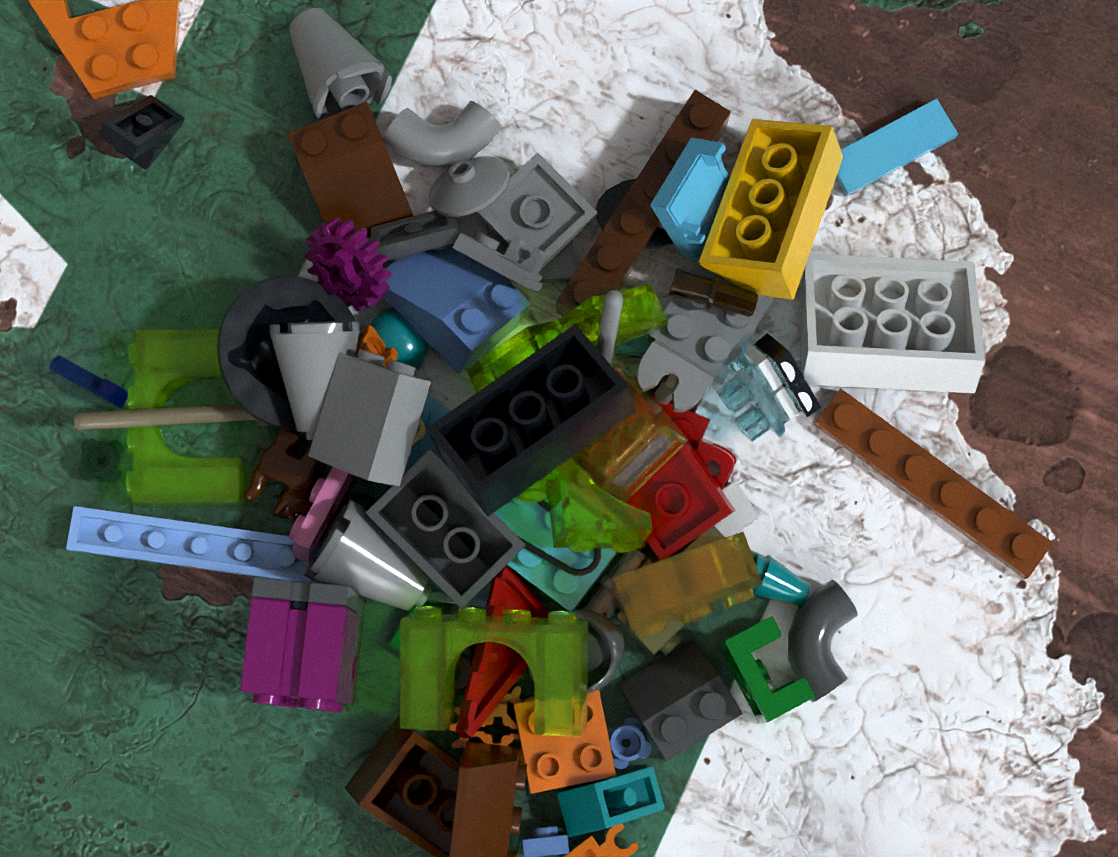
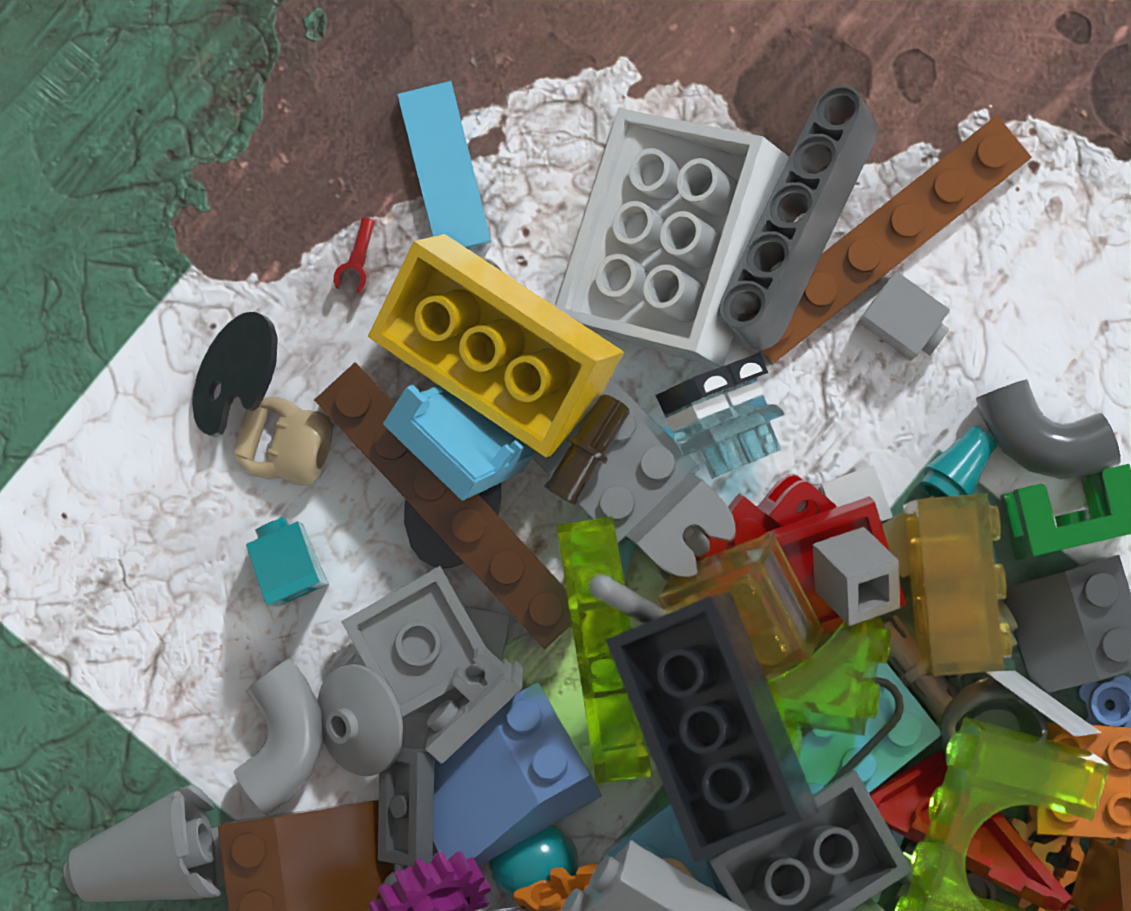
camera: 75 degrees left, 5 degrees up
(568, 105) = (285, 562): none -> teal slope
(614, 682) = (1044, 703): none -> white sticker
(656, 94) = (297, 447): none -> tan piece
(672, 507) = (856, 576): none -> light grey brick
(702, 34) = (243, 363): none -> black piece
(805, 102) = (357, 256): none -> red hand
(878, 511) = (906, 317): none -> light grey brick
(931, 409) = (801, 242): none -> dark grey beam

